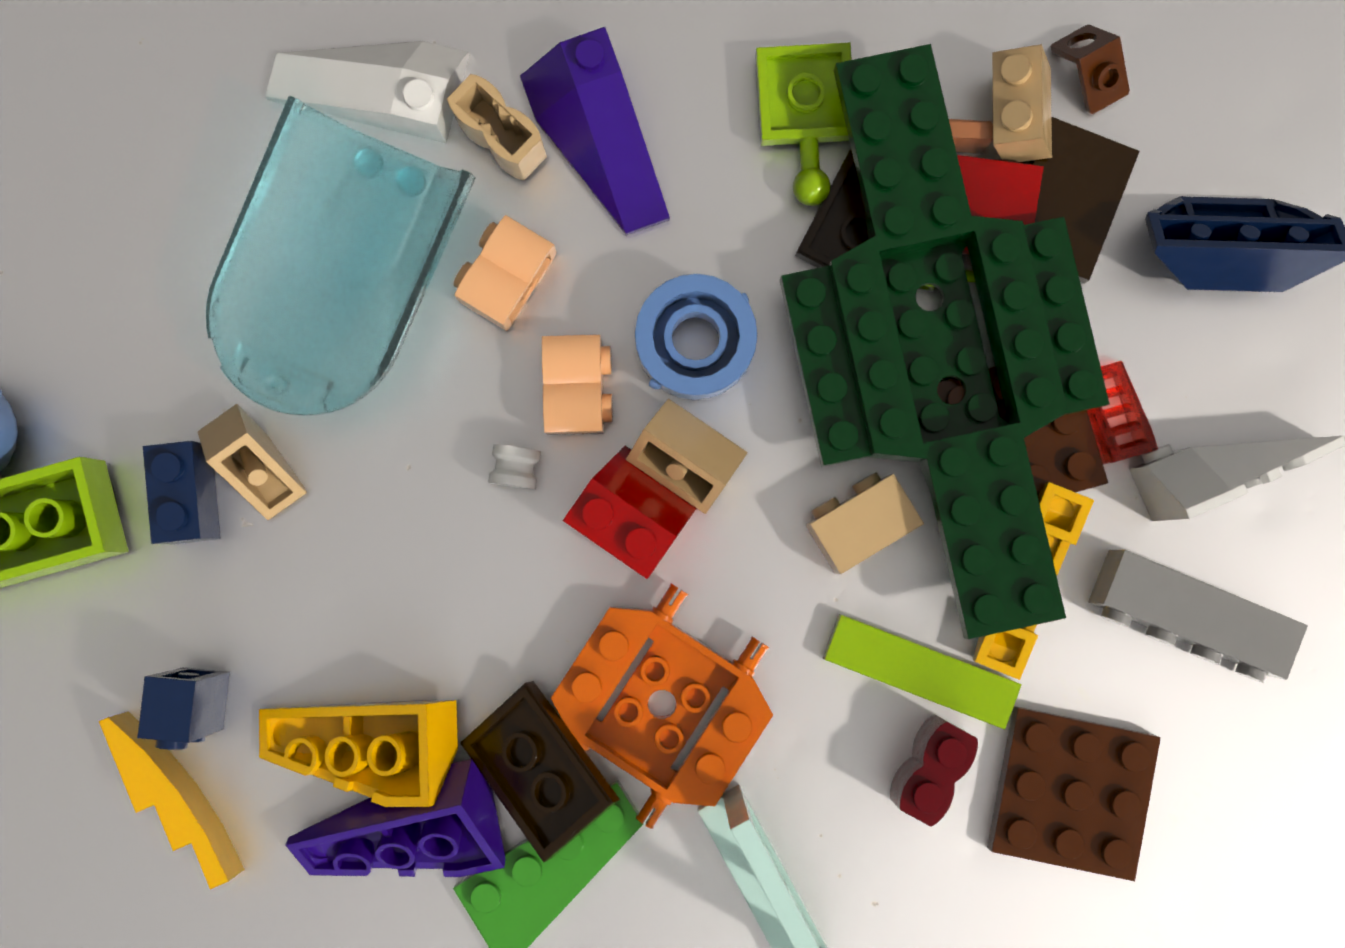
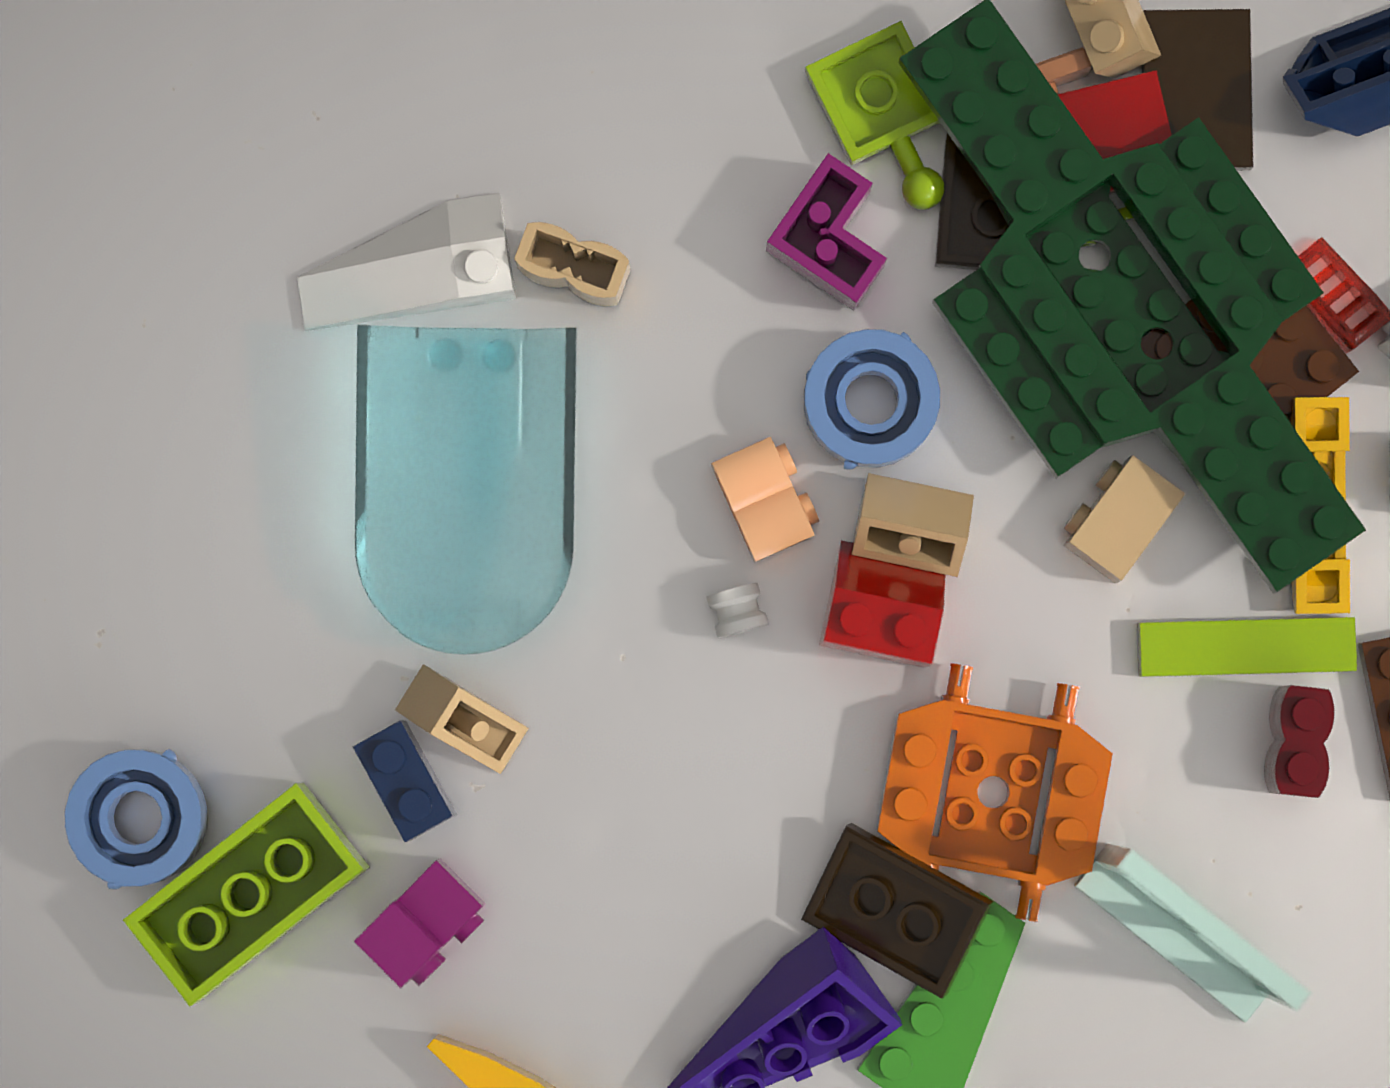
camera: 20 degrees left, 0 degrees up
(127, 622) = (420, 923): none -> magenta brick
(182, 706) = (508, 995): dark blue brick -> none
(376, 749) = (716, 960): yellow wedge -> none
(504, 272) = (640, 411): light nougat brick -> none
(591, 119) = (662, 211): dark purple wedge -> none
(707, 186) = (815, 238): none -> magenta brick

